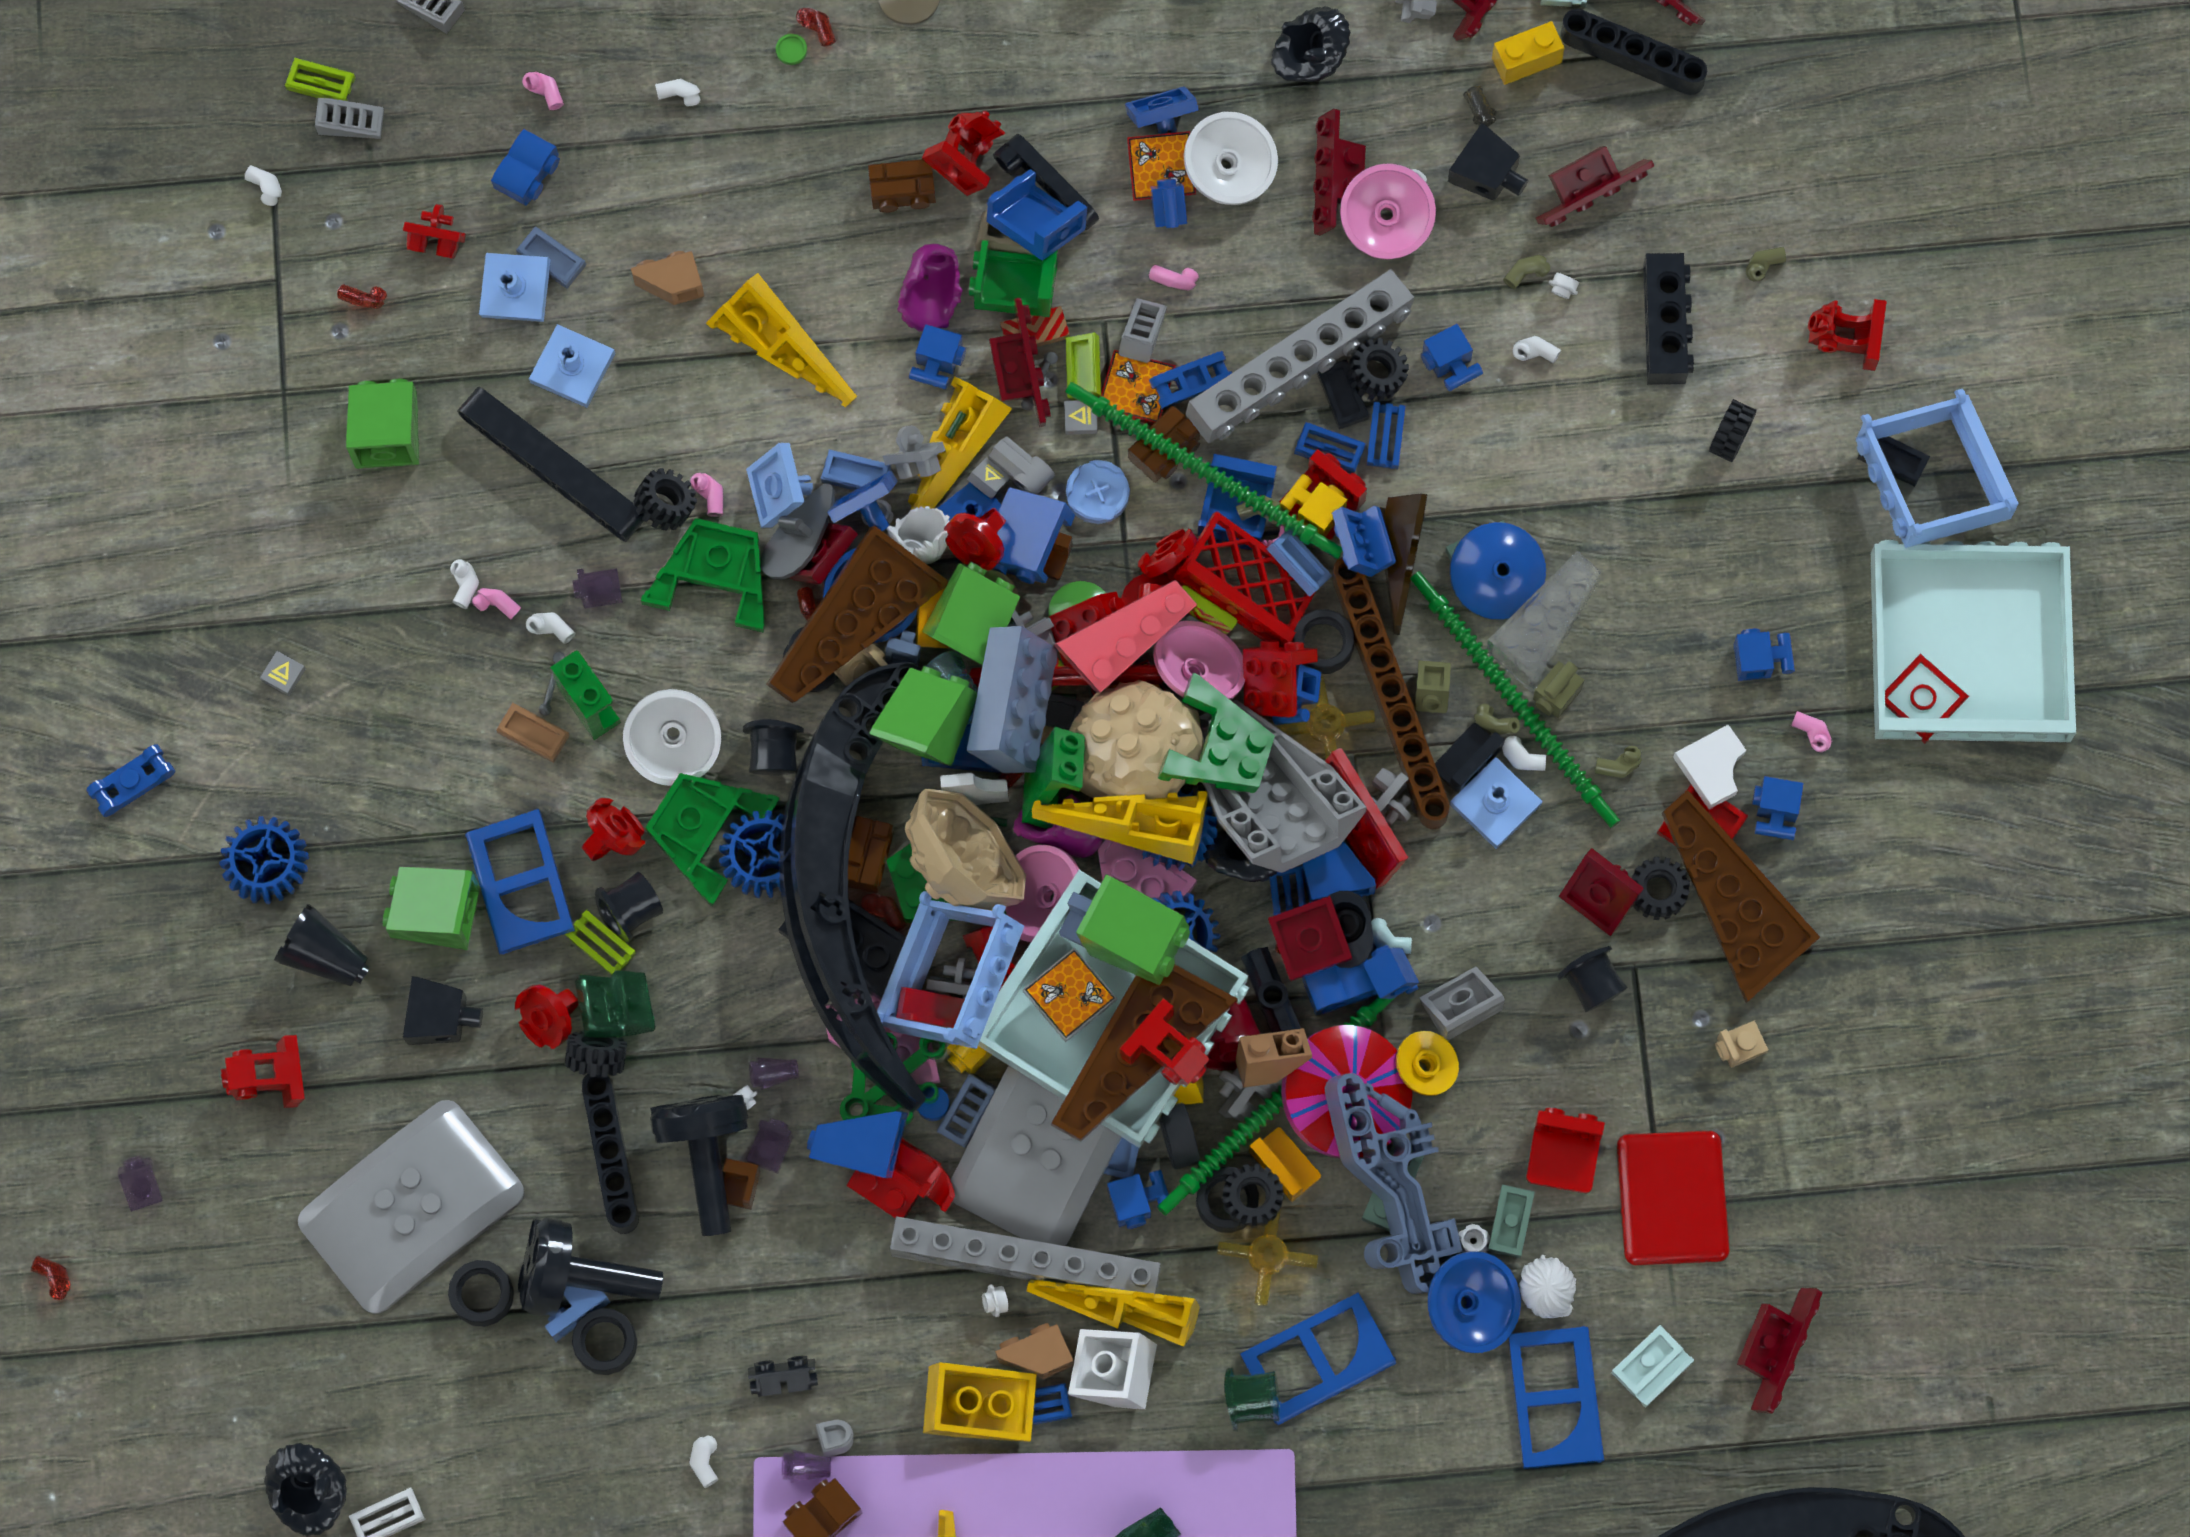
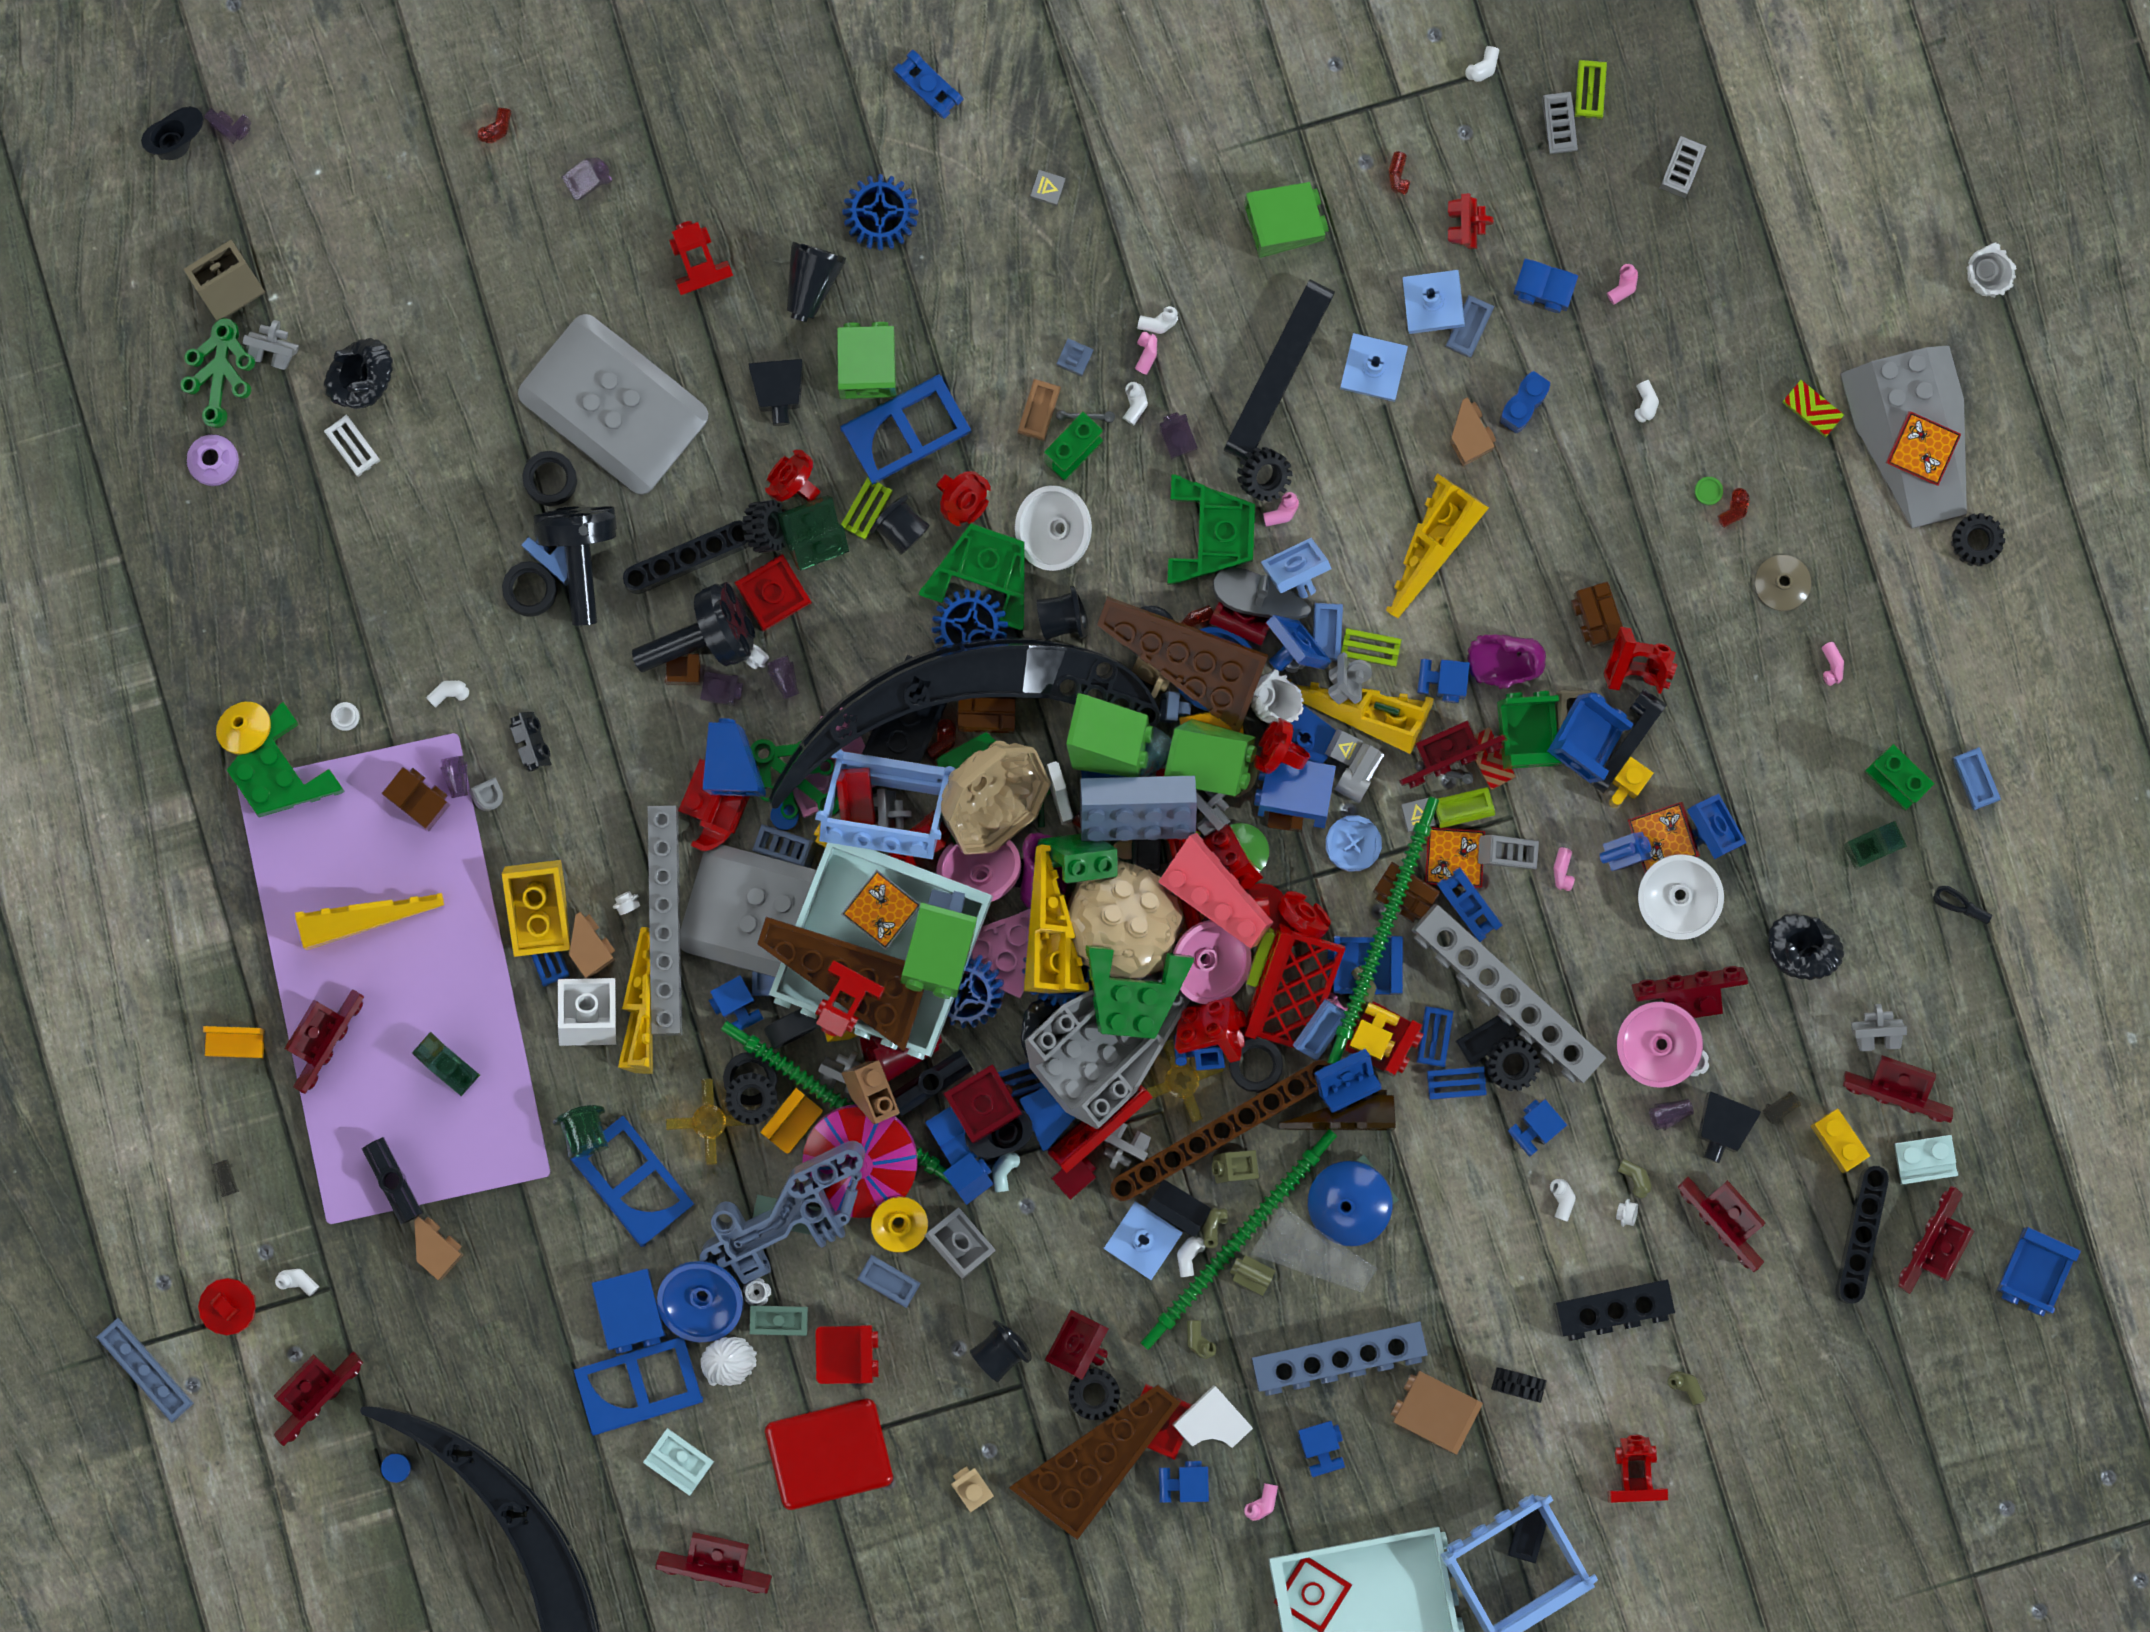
camera: 75 degrees right, 10 degrees up
(482, 682) = (1075, 357): none -> sand blue tile
(649, 213) = (1522, 405): none -> blue brick
(672, 1067) = (773, 592): none -> red tile
(893, 407) = (1374, 637): none -> lime tile
(1094, 187) = (1629, 781): none -> yellow brick
(1419, 862) = (1076, 1179): none -> dark red brick
(1464, 222) = (1670, 1113): none -> clear purple cone
(1468, 1387) = (628, 1311): none -> blue panel
(1488, 1091) = (888, 1281): none -> sand blue tile
(1663, 696) = (1409, 1334): none -> sand blue brick
(1748, 521) = (1436, 1412): none -> medium nougat slope

